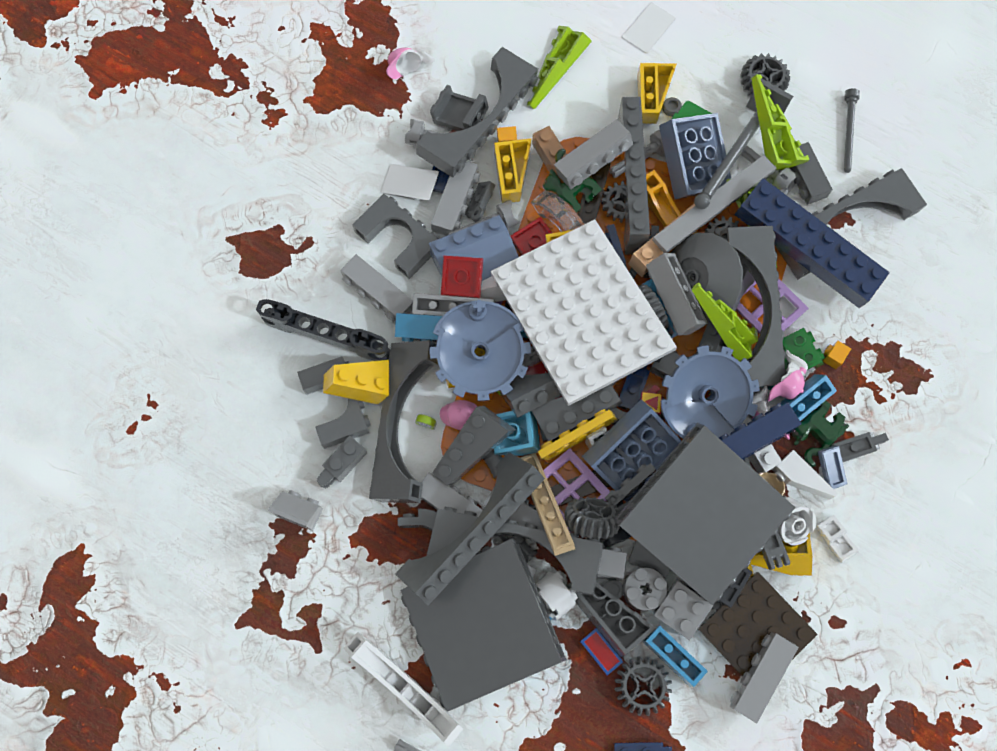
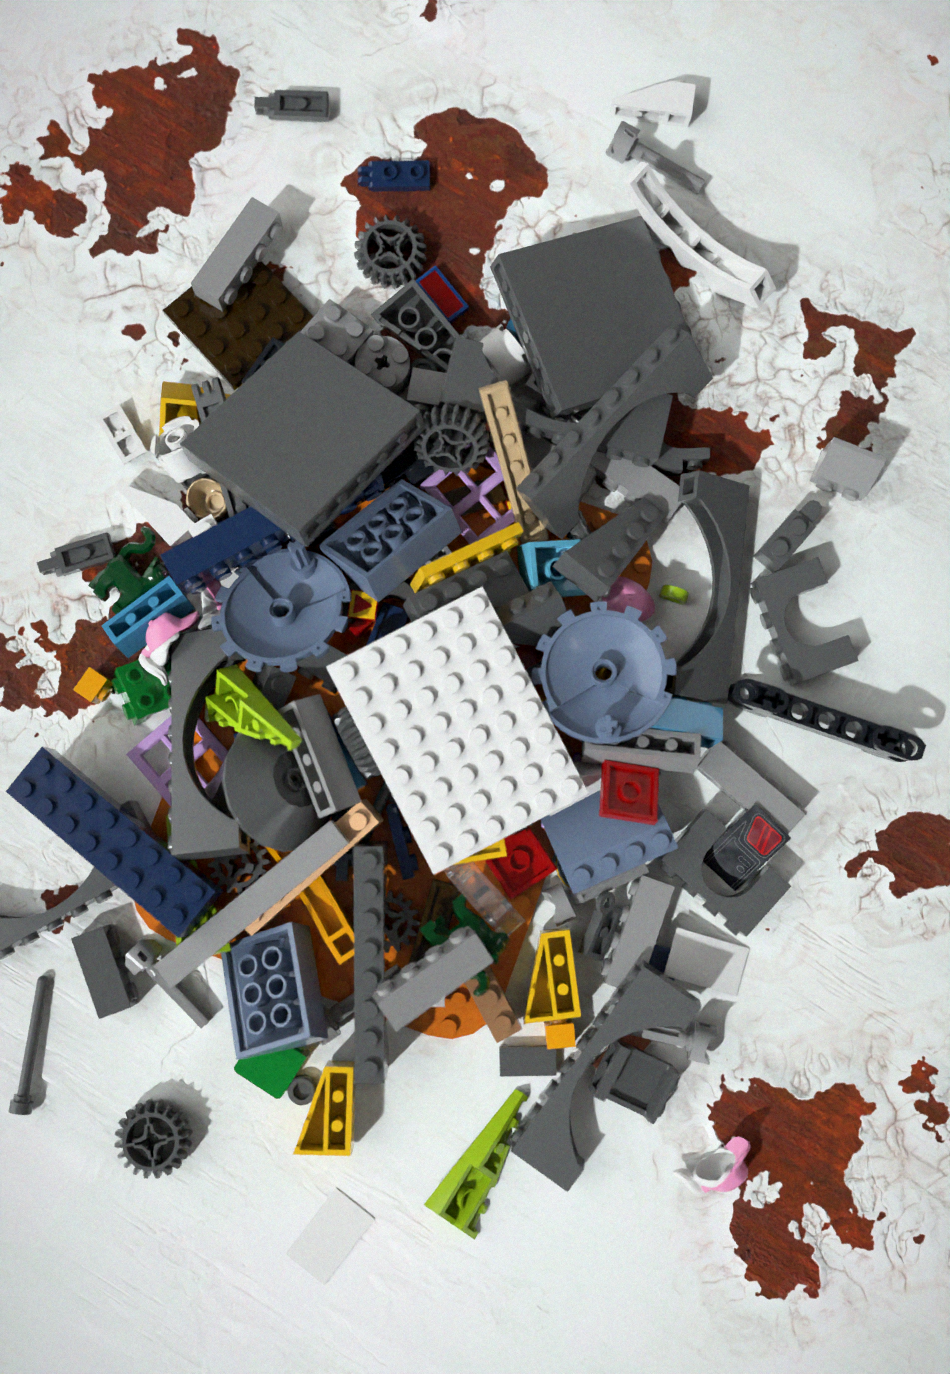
camera: 175 degrees left, 10 degrees up
(359, 381) = (770, 641): yellow wedge -> none
(380, 251) = (745, 847): none -> black sticker
(527, 123) = (527, 1061): none -> dark grey tile
(631, 485) = (396, 490): dark grey hinge -> none
(675, 656) = (347, 282): dark azure brick -> none
(776, 134) = (145, 1013): lime wedge -> none
(778, 97) = (152, 1086): dark grey piece -> none
(832, 467) = (118, 525): tile -> none

